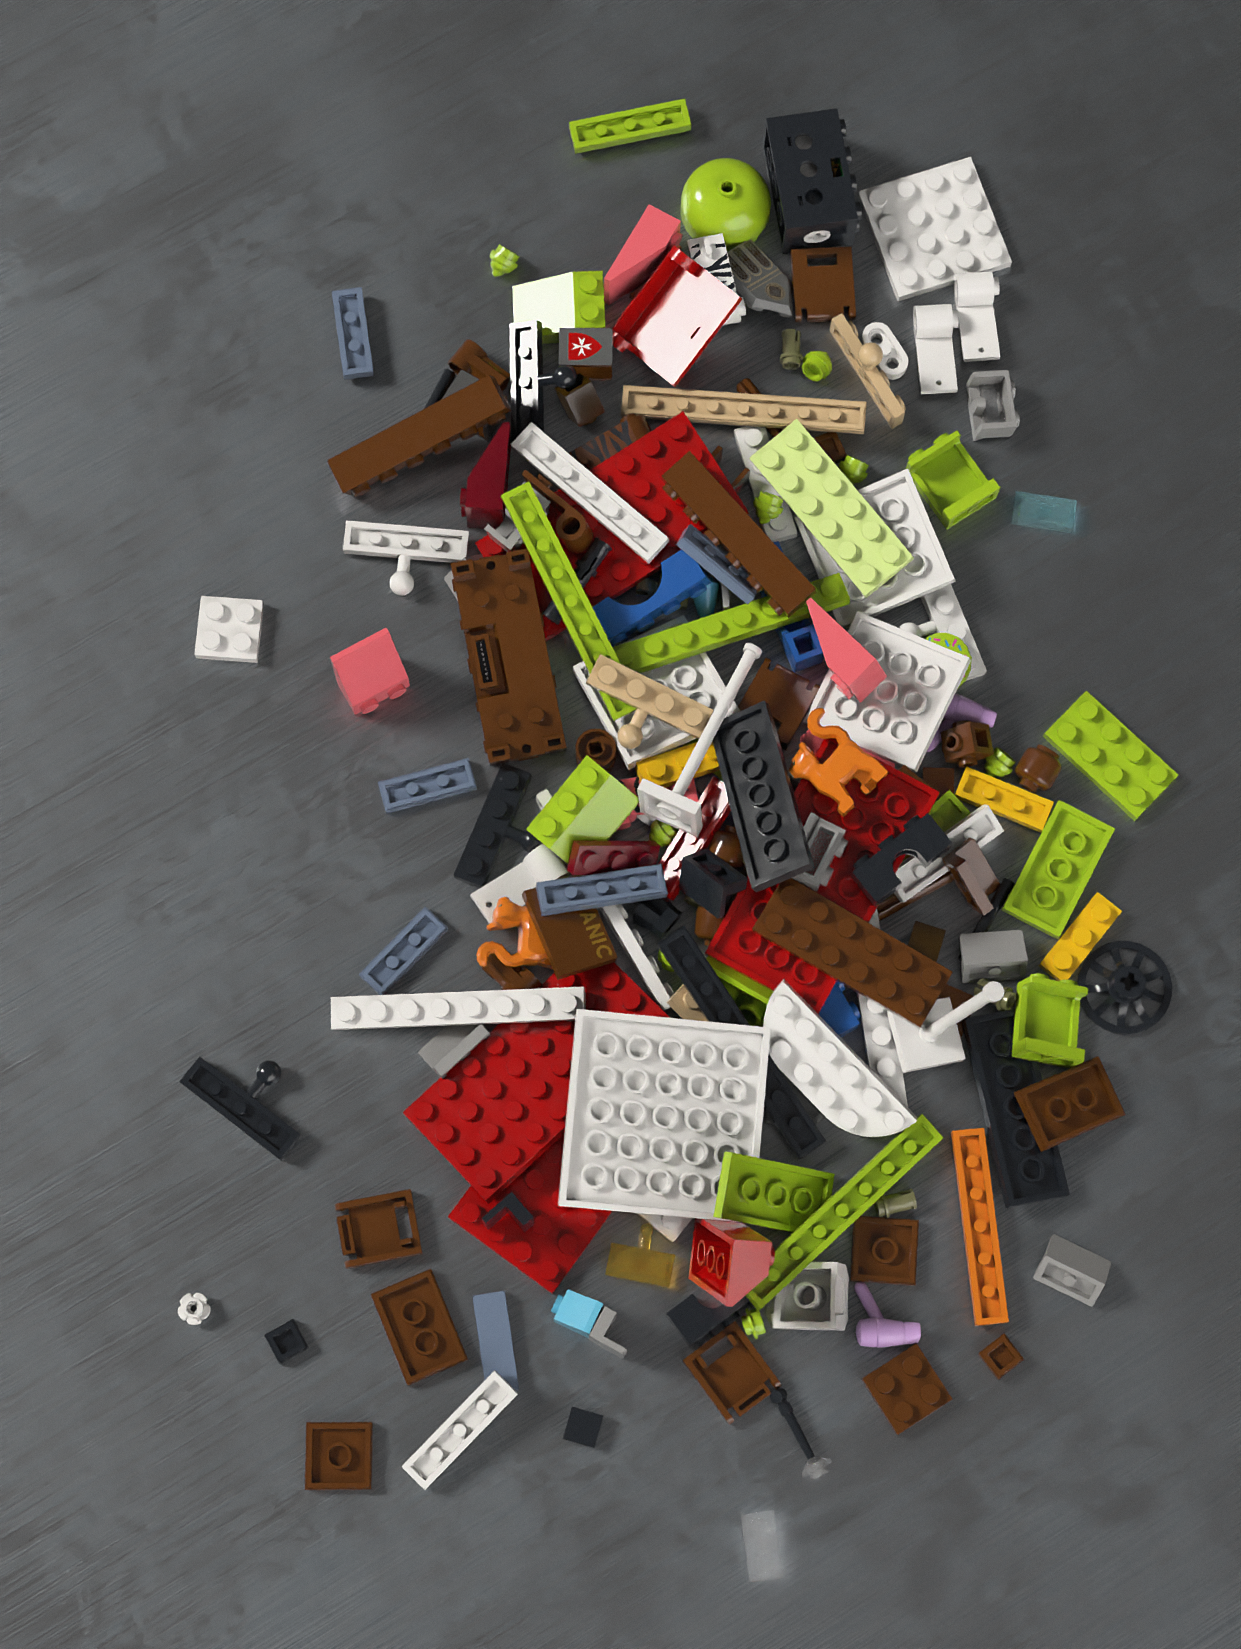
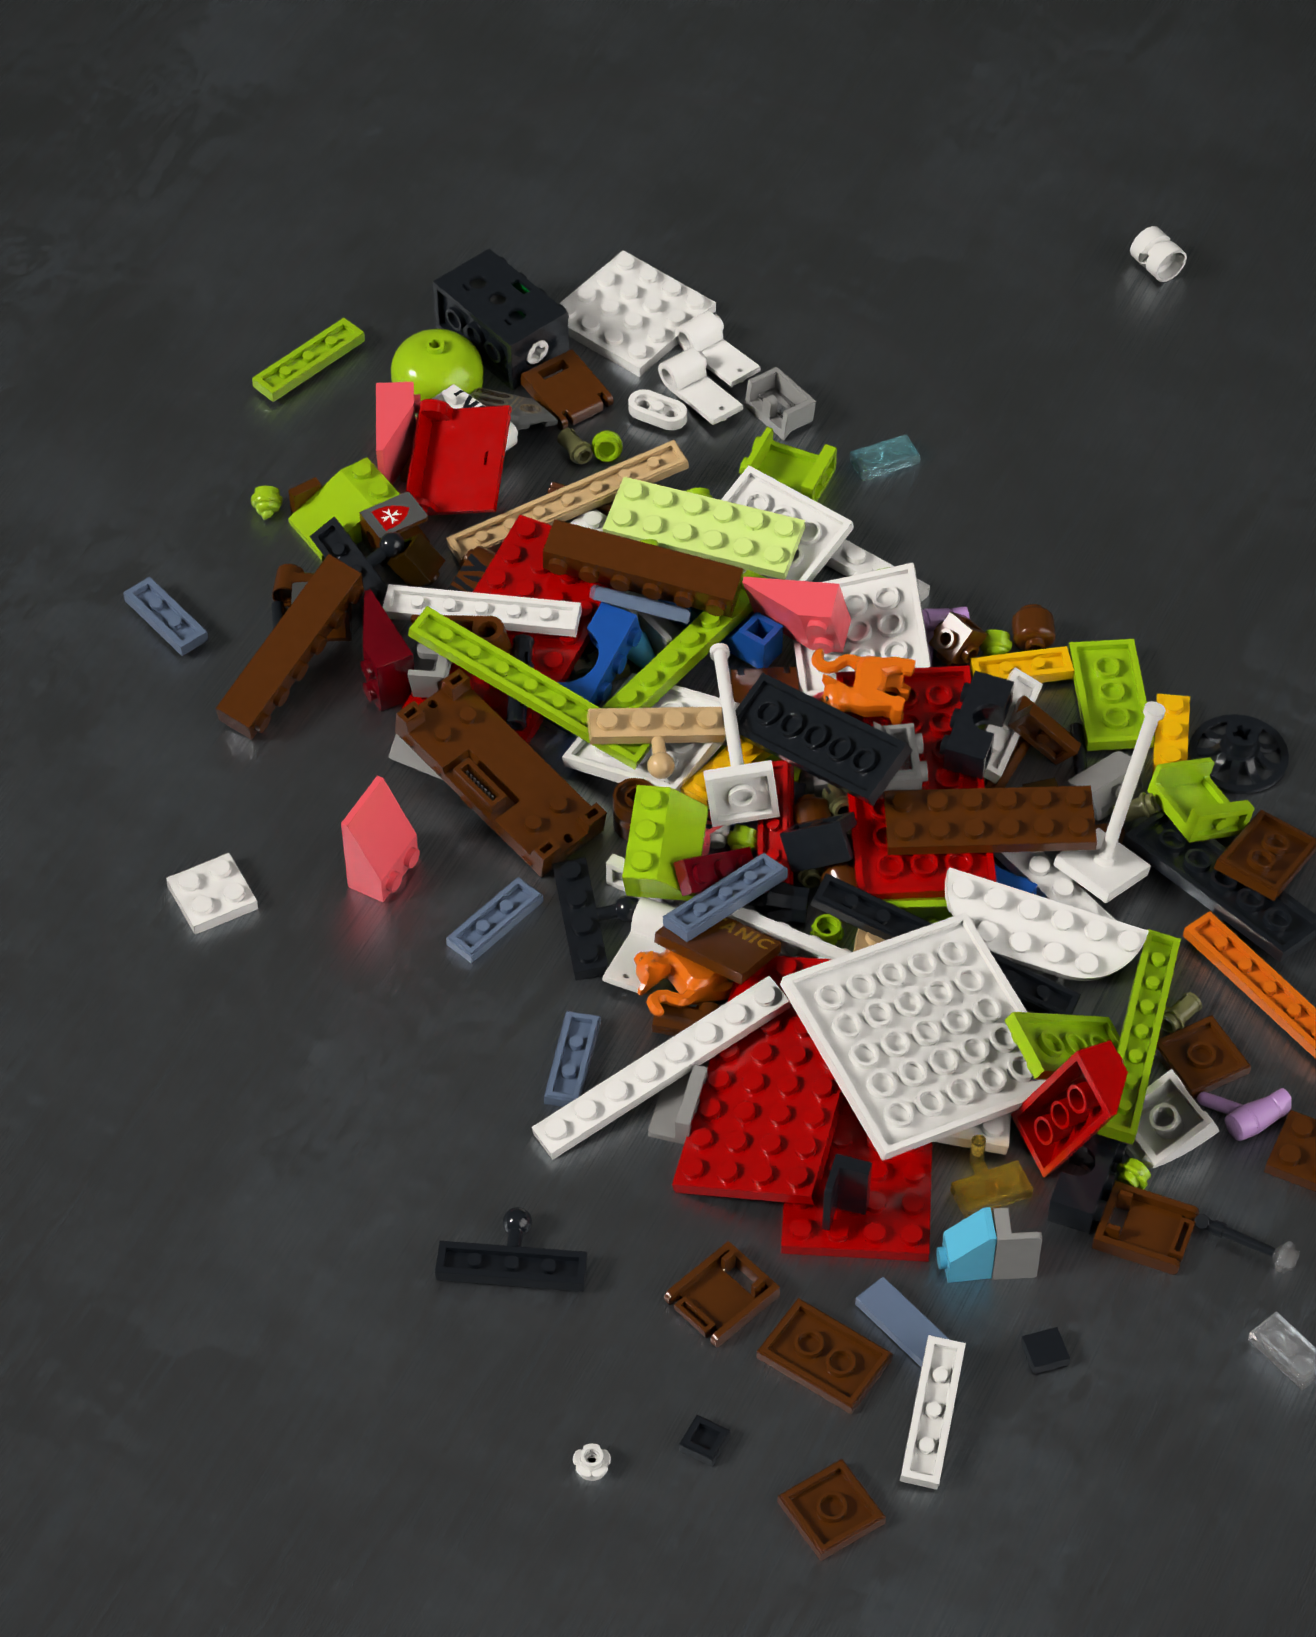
camera: 30 degrees left, 25 degrees down
(405, 544) = (334, 745): white plate -> none
(534, 272) = (301, 493): none -> reddish brown tile
(864, 362) = (651, 426): tan plate -> none
(1110, 755) = (1087, 595): lime plate -> none

